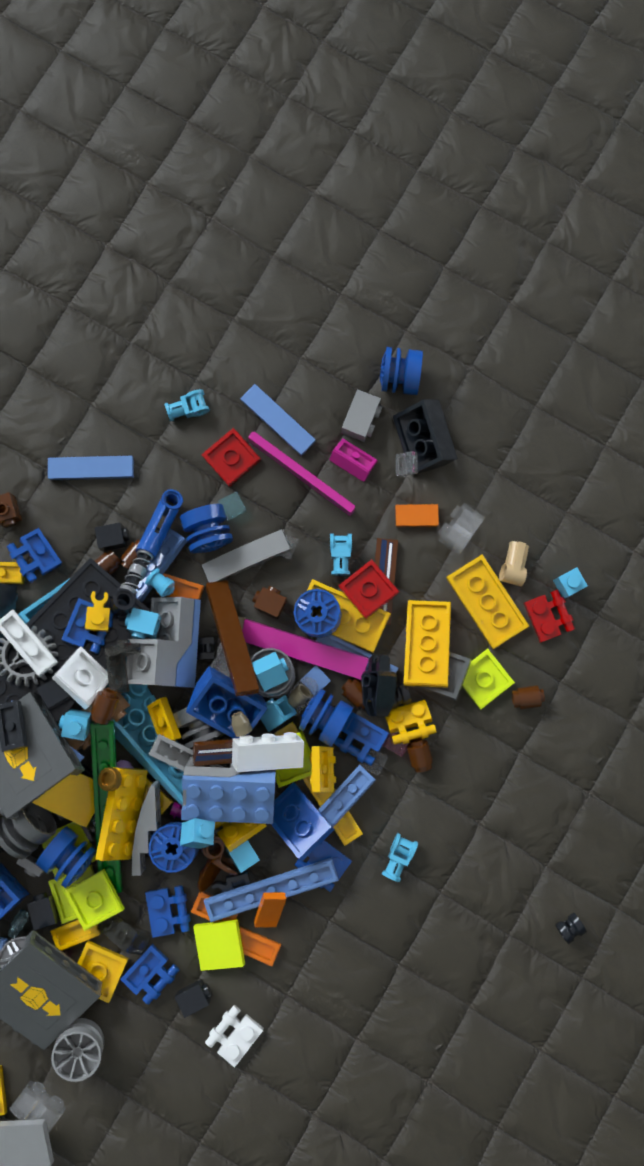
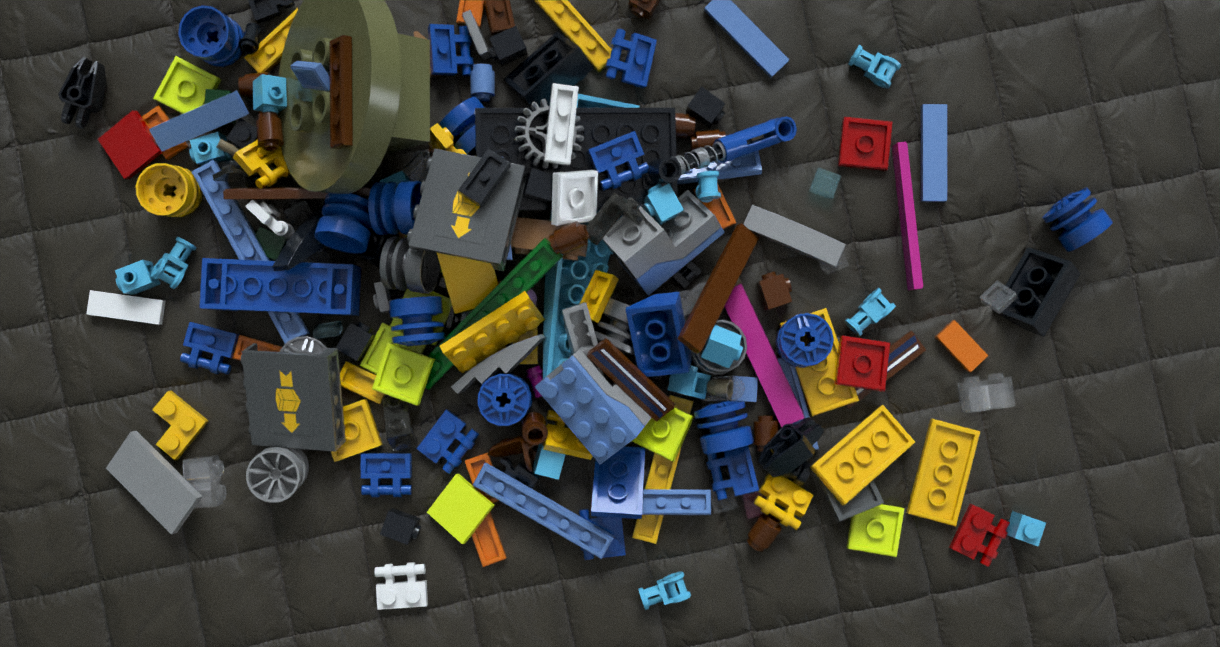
camera: 45 degrees right, 5 degrees up
(75, 724) = (532, 228): medium azure brick -> none
(97, 617) = (635, 160): yellow plate -> none
(109, 779) = (513, 297): pearl gold tile -> none
(197, 833) = (535, 410): medium azure brick -> none
(207, 532) = (789, 177): blue wheel -> none
(240, 724) = (656, 363): dark tan hose -> none
(267, 752) = (653, 406): white brick -> none
(270, 909) = (527, 524): orange tile -> none
(322, 763) = (673, 469): yellow plate -> none
(353, 459) = (958, 248): dark pink slope -> none
(361, 416) = (1006, 219): light grey brick -> none
(514, 569) = (993, 469): tan piece -> none
(528, 697) = (894, 579): reddish brown brick -> none

